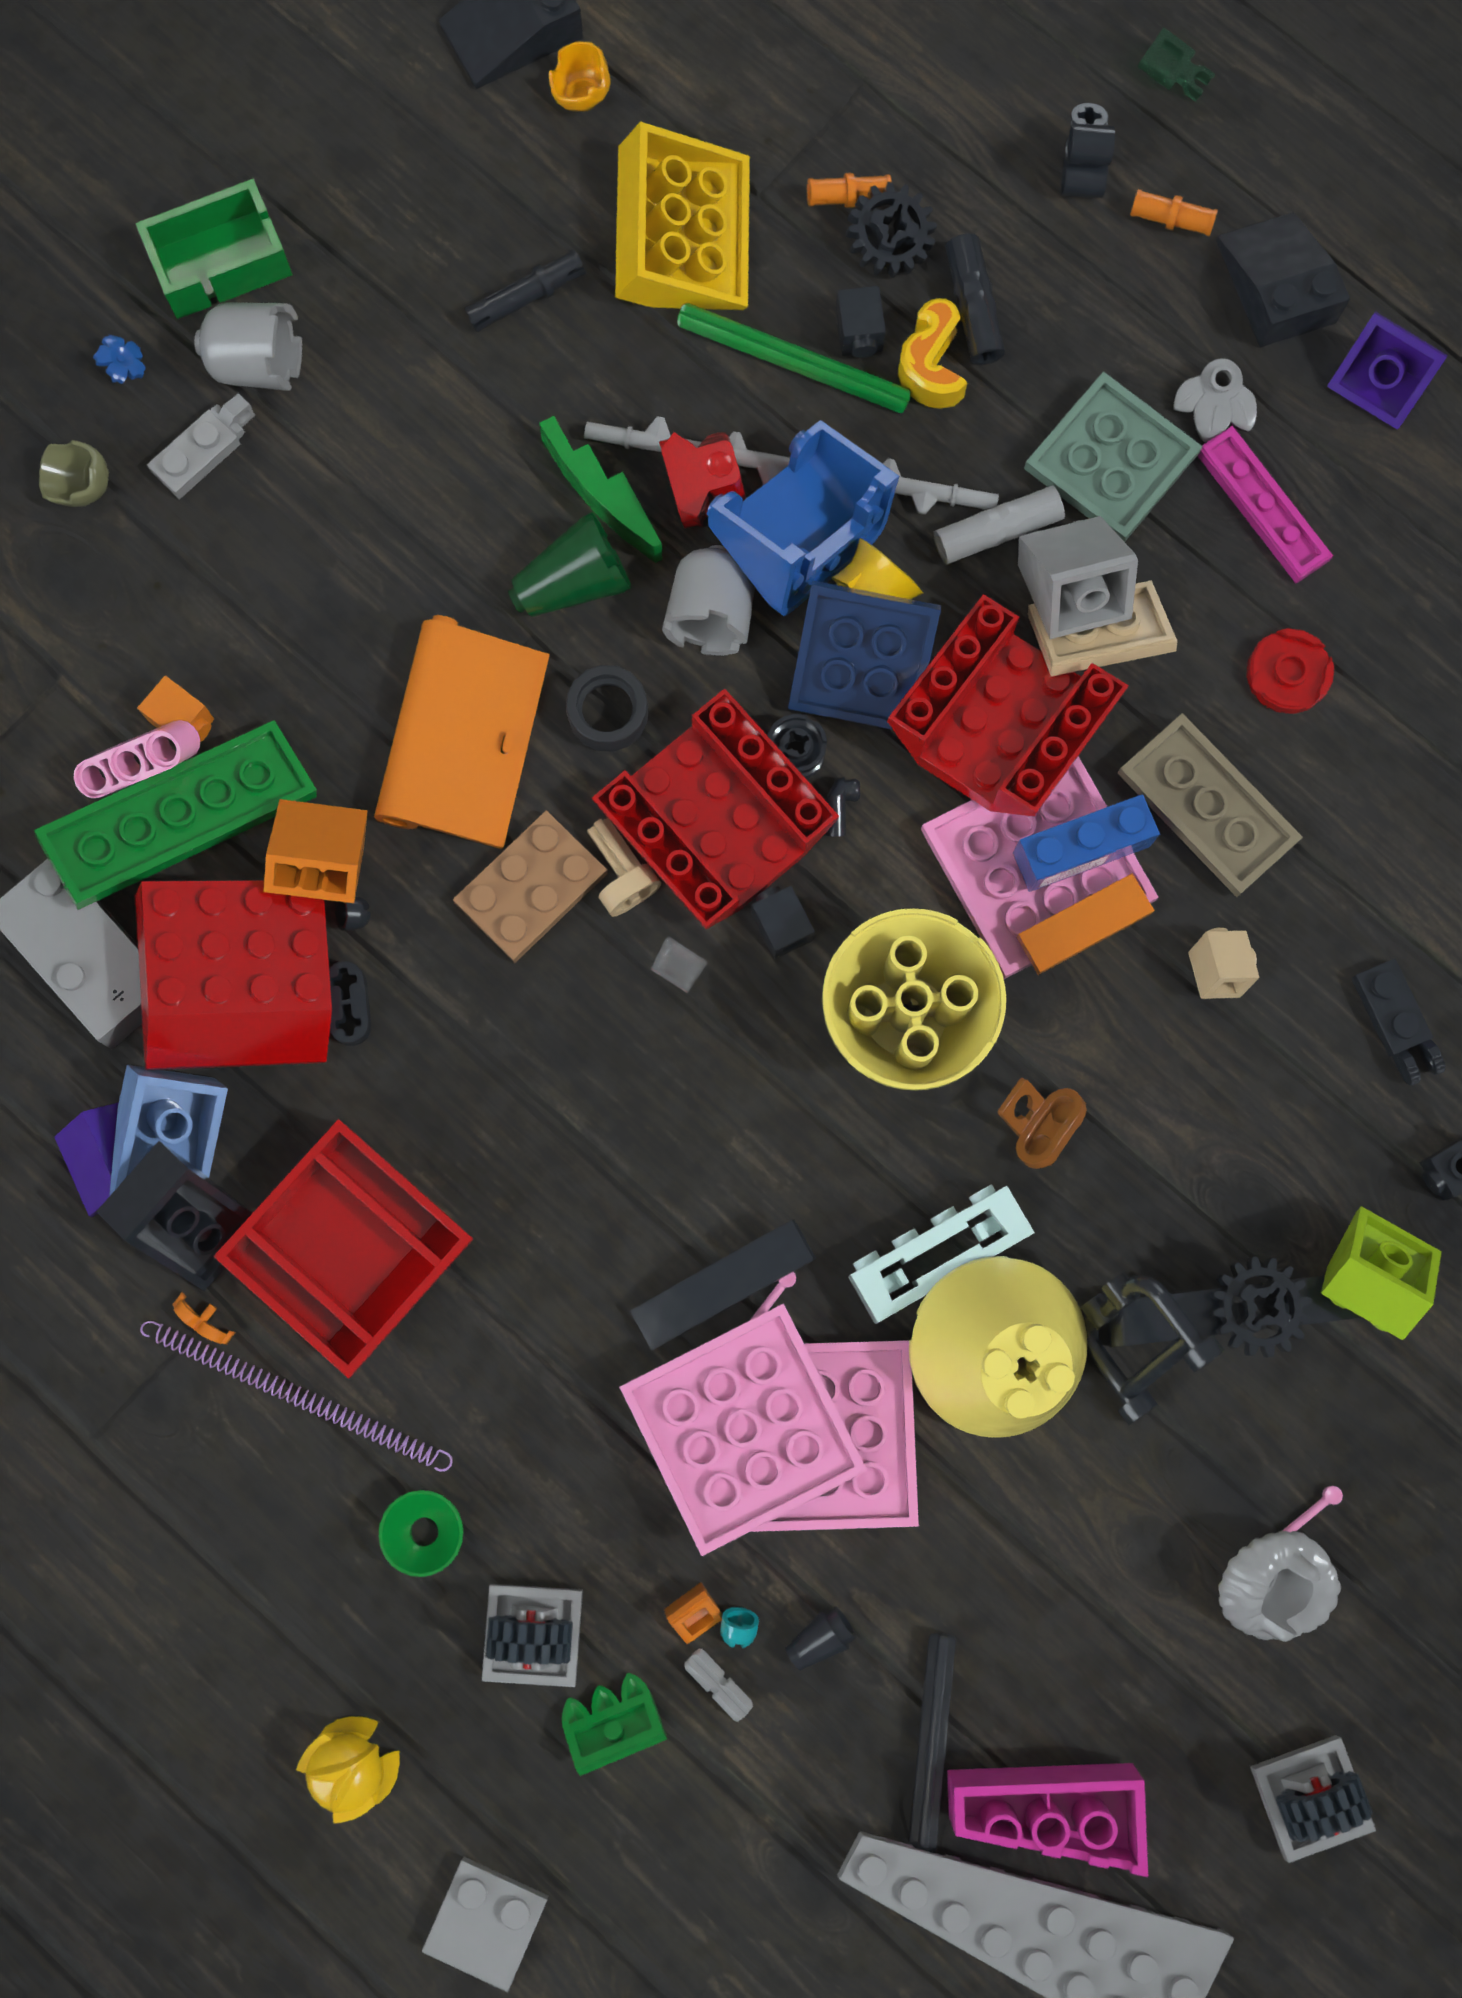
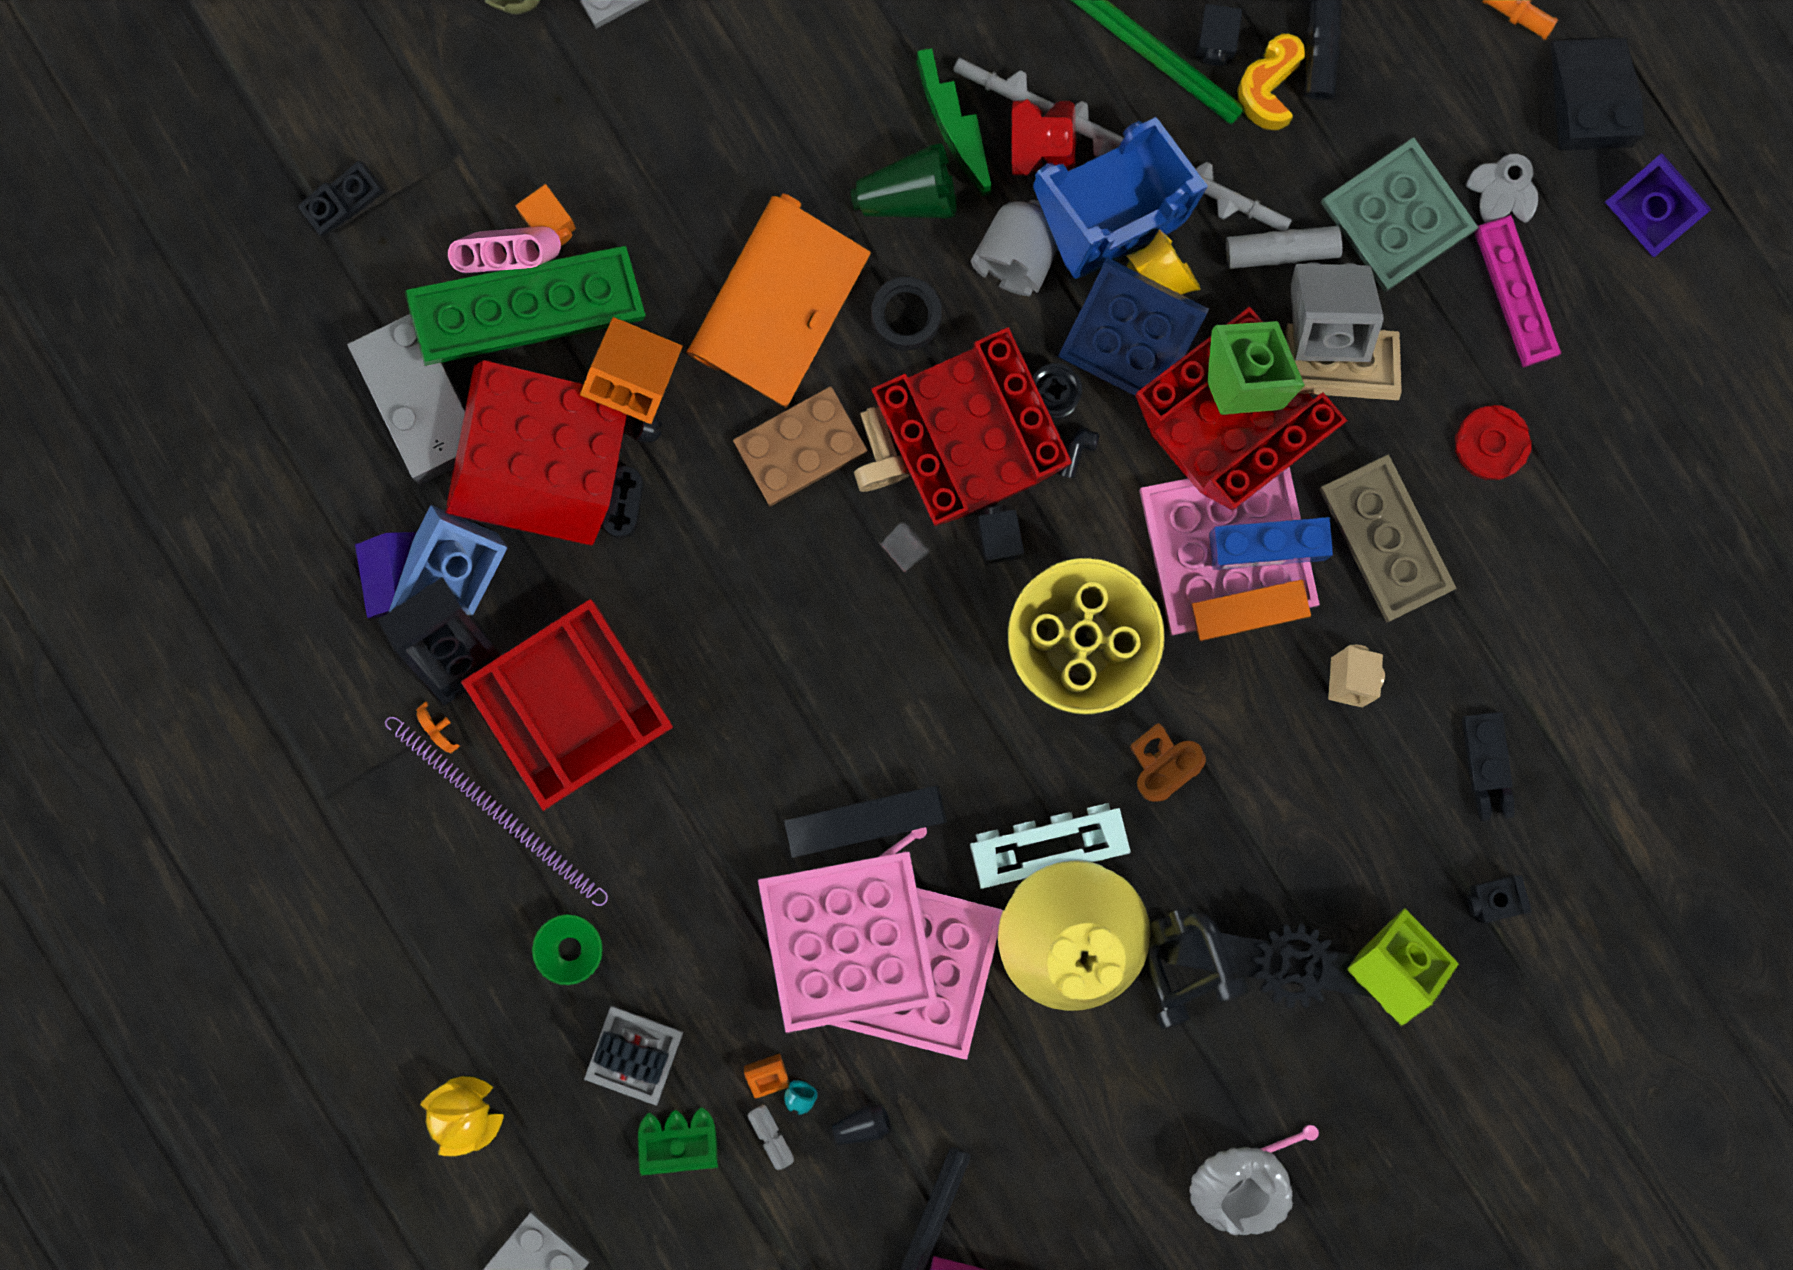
camera: 15 degrees right, 5 degrees up
(1007, 657) = (1251, 368): none -> bright green slope

